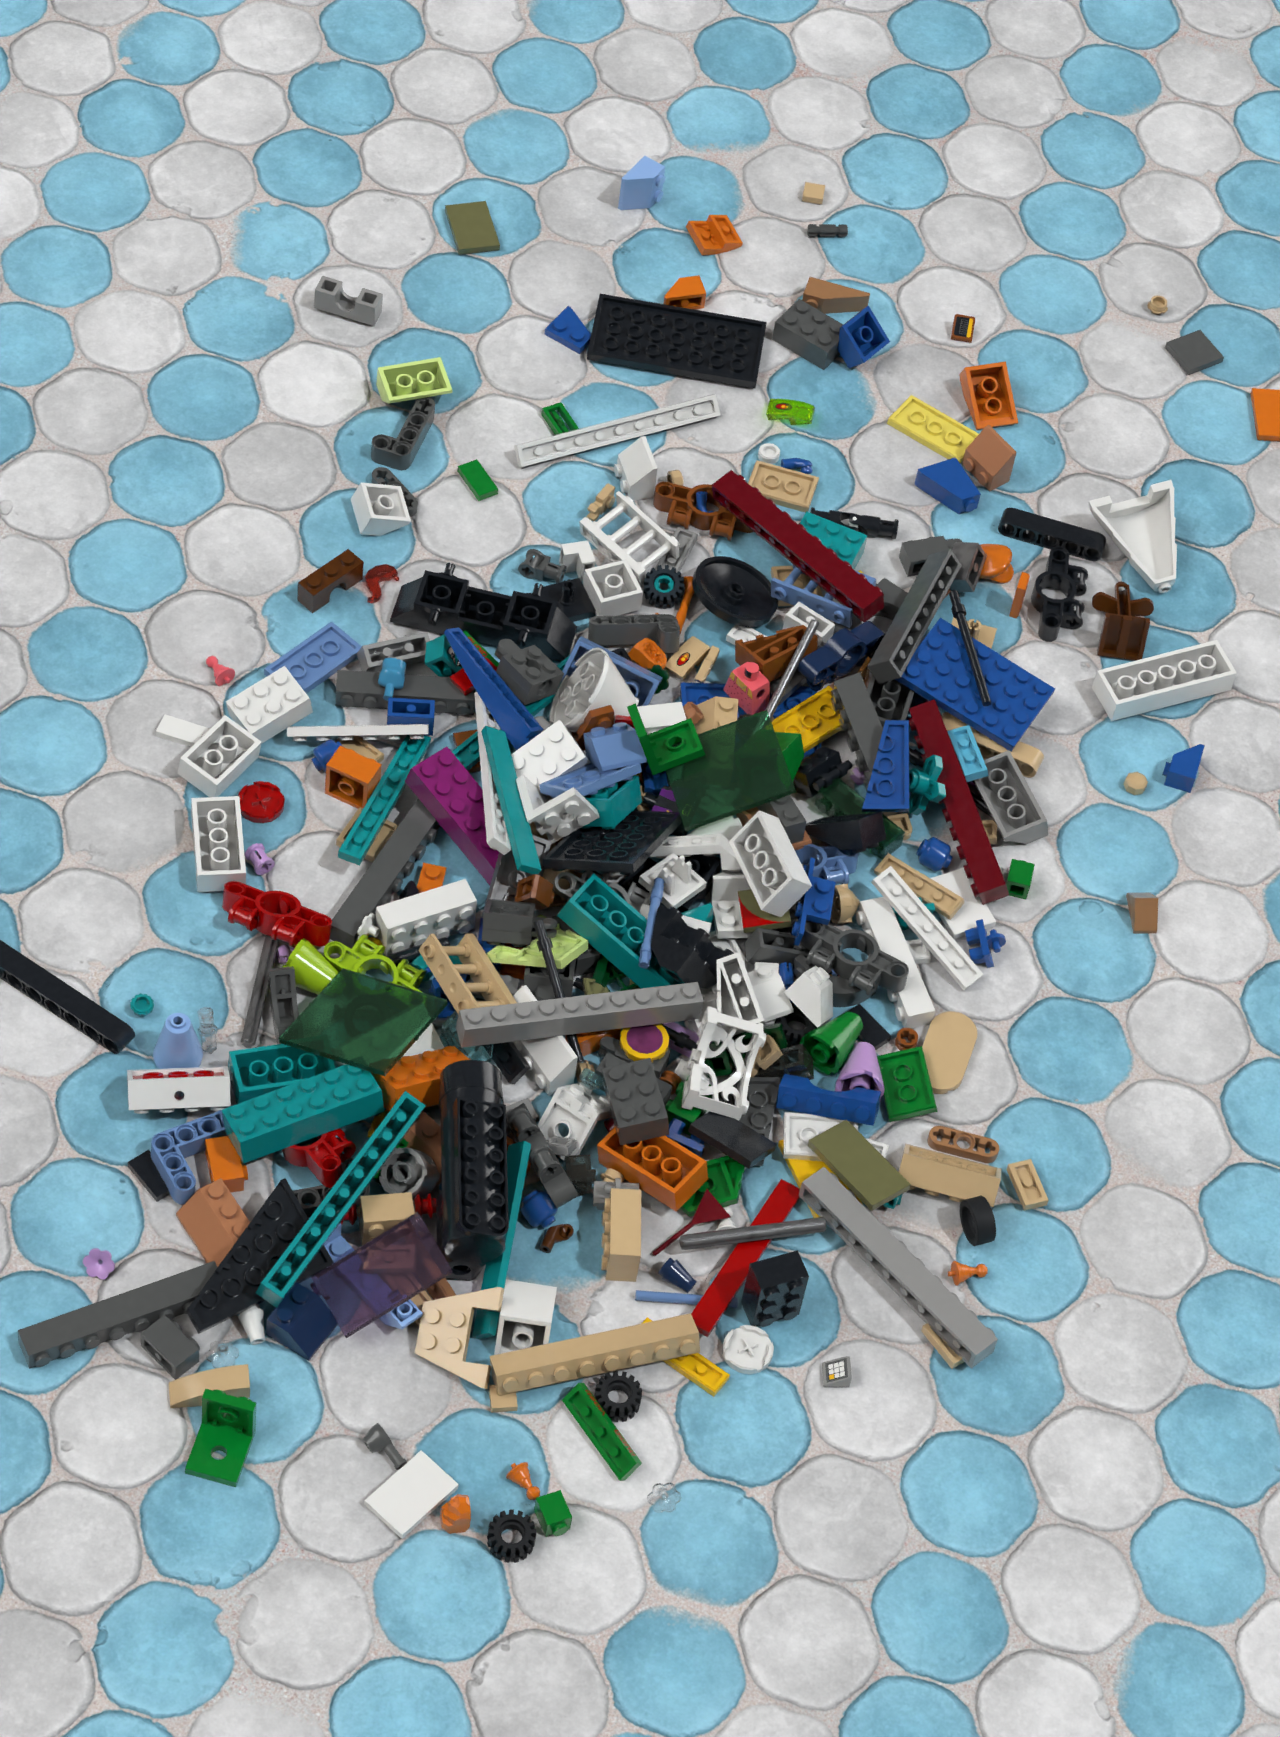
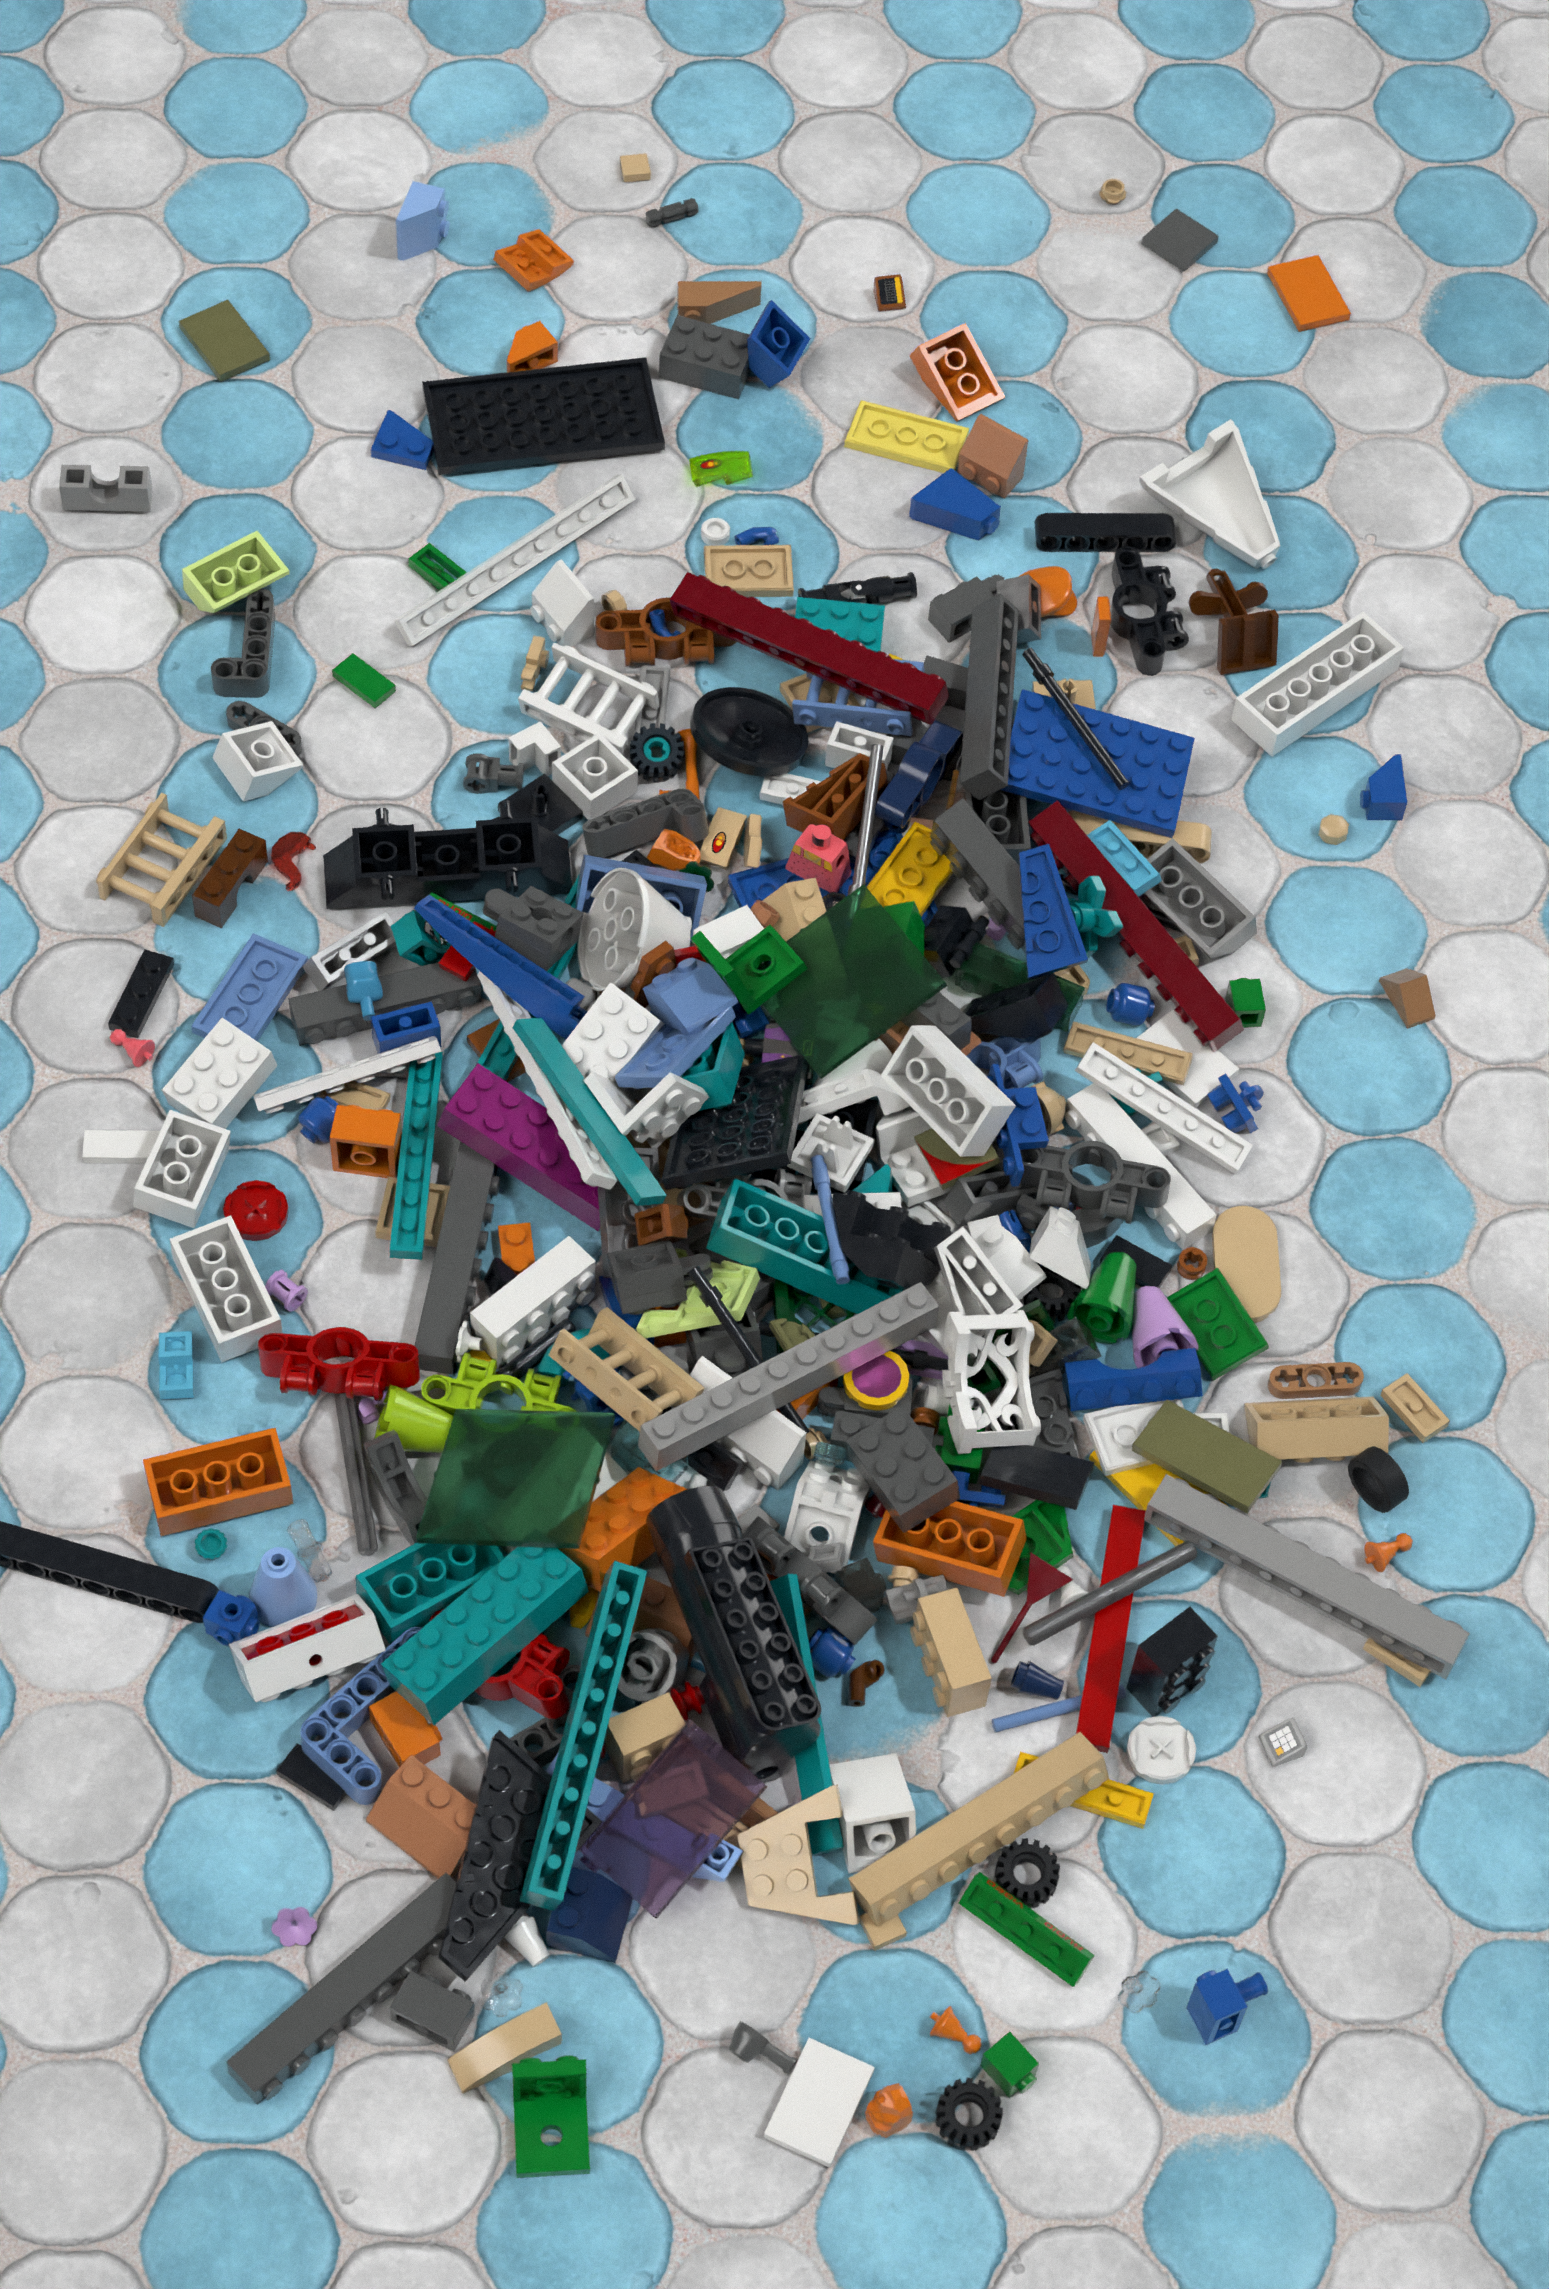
camera: 15 degrees left, 5 degrees up
(135, 1054) = (231, 1618): none -> blue brick
(162, 965) = (218, 1481): none -> orange brick
(165, 884) = (176, 1365): none -> medium azure slope
(239, 638) = (141, 993): none -> black plate
(292, 572) = (178, 881): none -> tan fence
(715, 1520) = (1220, 2003): none -> blue brick

